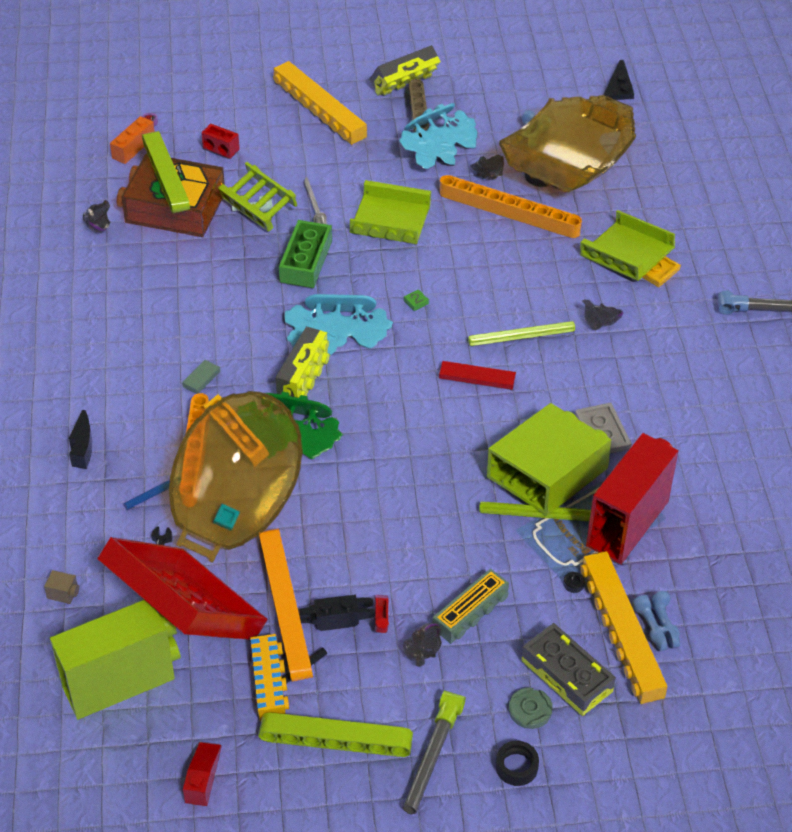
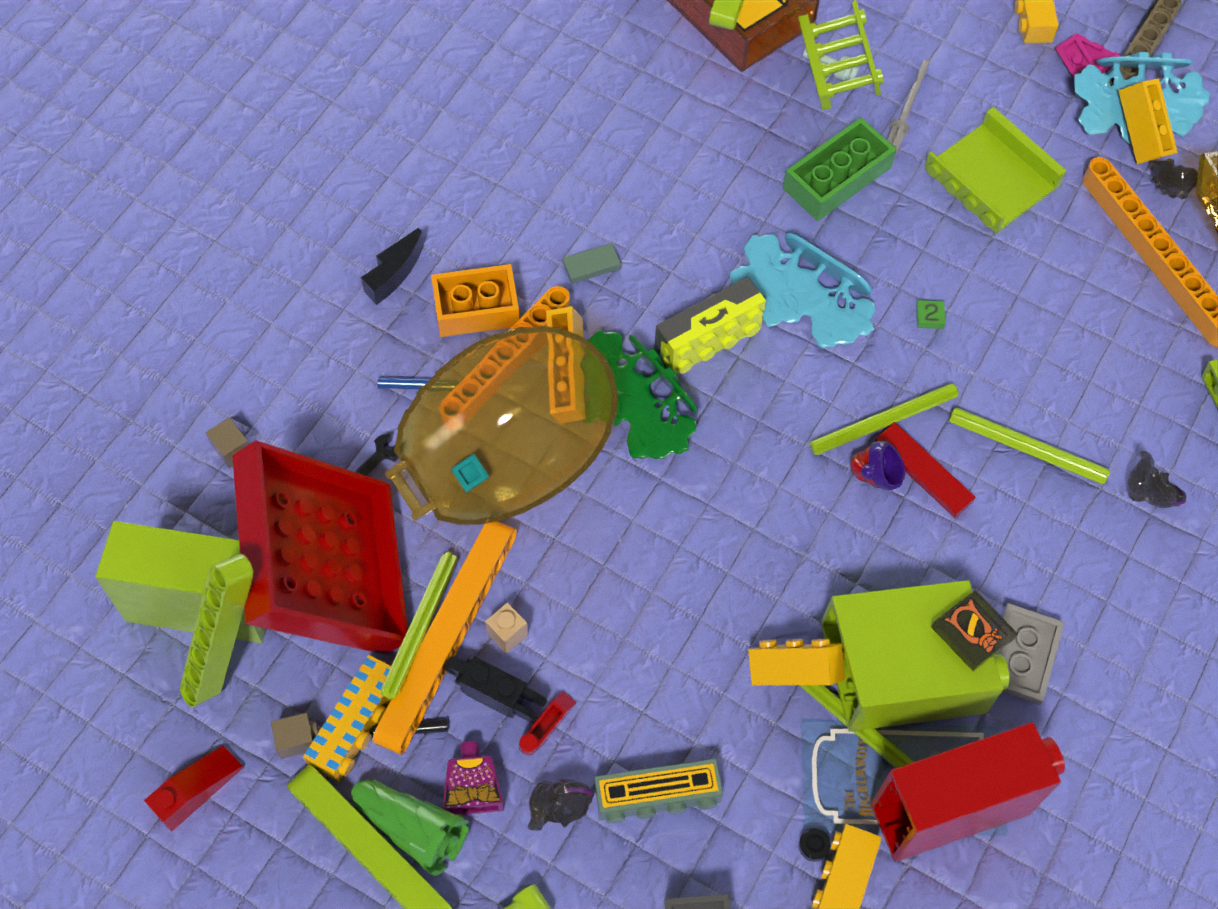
camera: 35 degrees right, 15 degrees up
(150, 429) = (475, 300): none -> light orange brick
(162, 673) = (216, 629): none -> lime beam
(240, 707) = (293, 735): none -> dark tan brick
(267, 606) = (419, 626): none -> lime axle
(317, 580) = (506, 628): none -> tan brick
(355, 703) = (412, 824): none -> bright green cone
(366, 667) = (471, 783): none -> torso
(390, 134) = (1079, 53): none -> dark pink wing
(434, 364) = (883, 419): none -> lime axle
(453, 384) = (879, 466): none -> dark purple piece
(454, 145) = (1148, 121): none -> yellow brick
(494, 495) = (796, 663): none -> yellow brick
(574, 421) = (974, 630): none -> clear smoke tile

